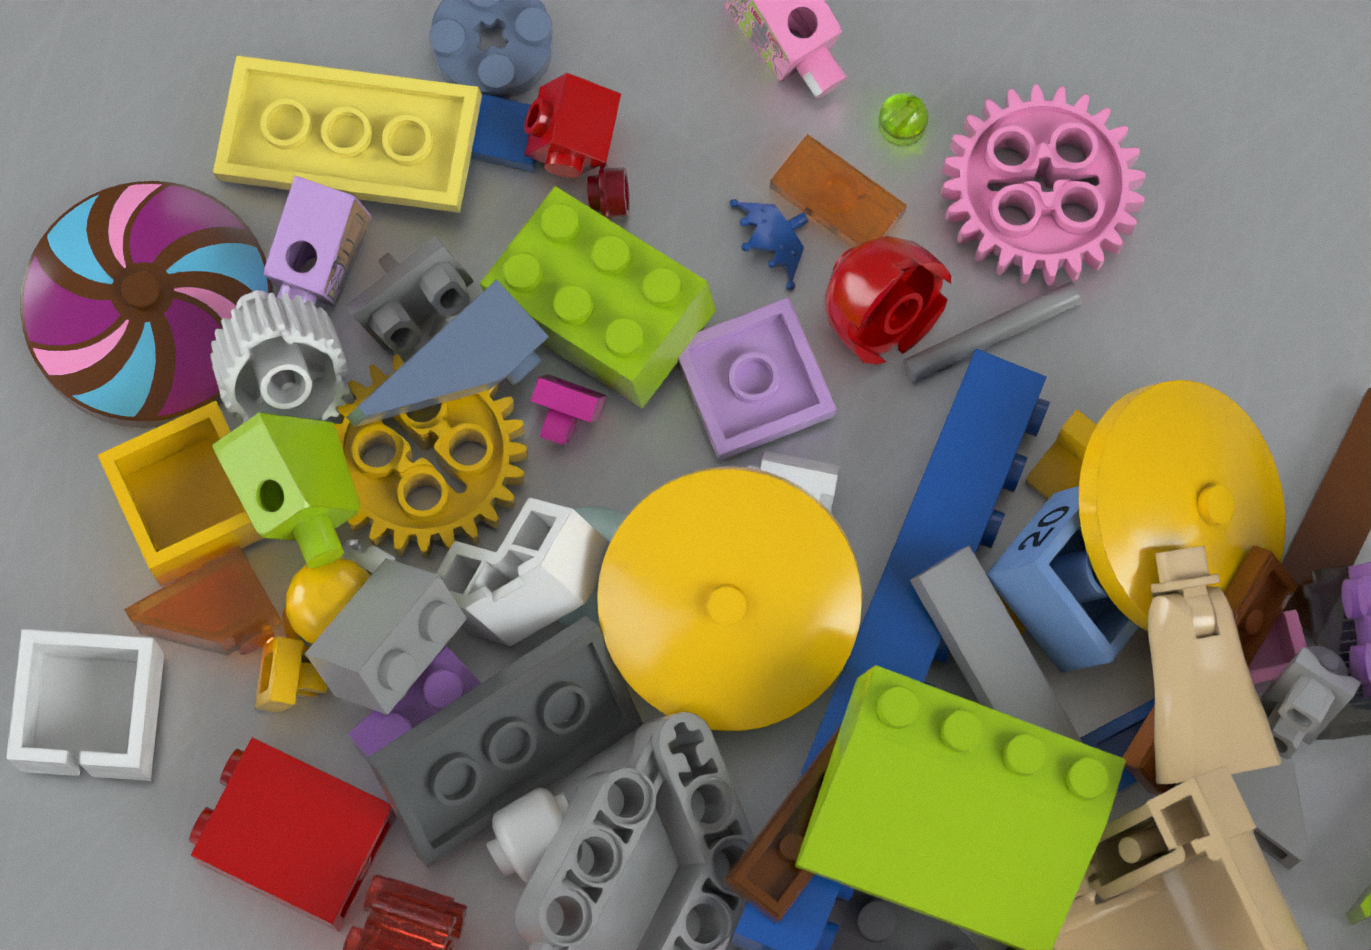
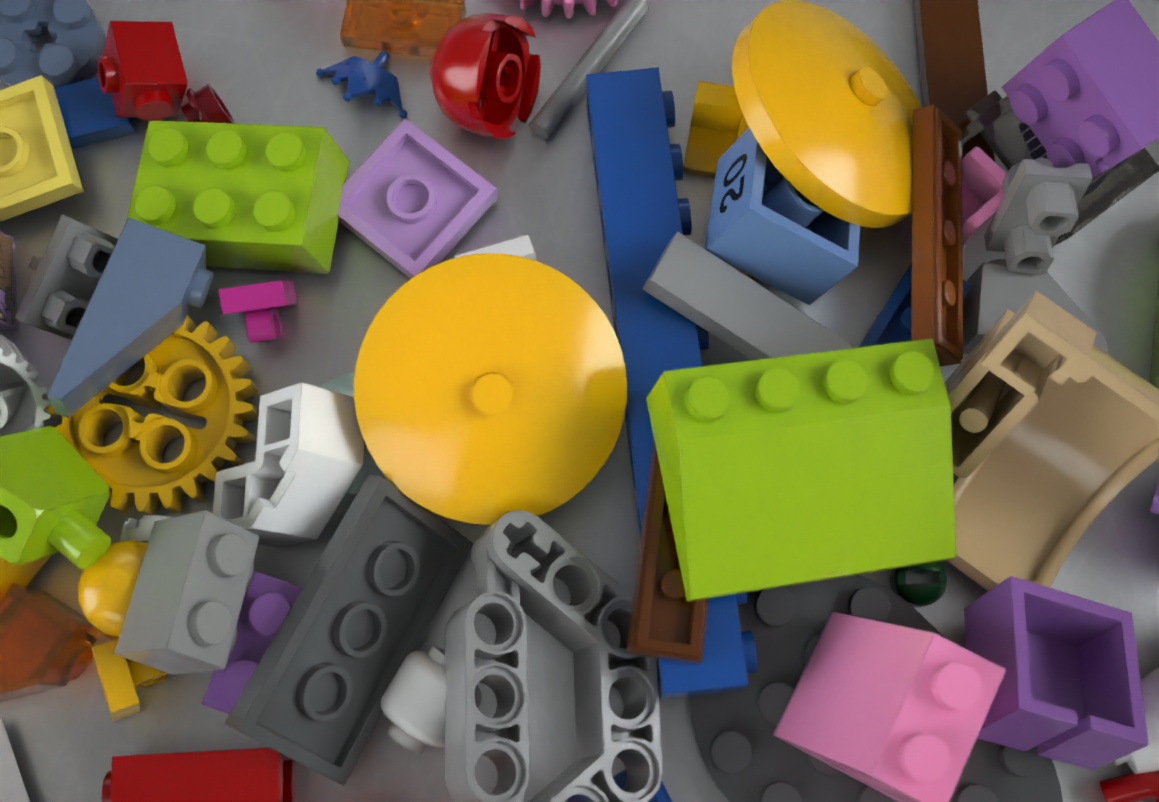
camera: 25 degrees left, 0 degrees up
(1202, 683) = (960, 252): tan piece -> none

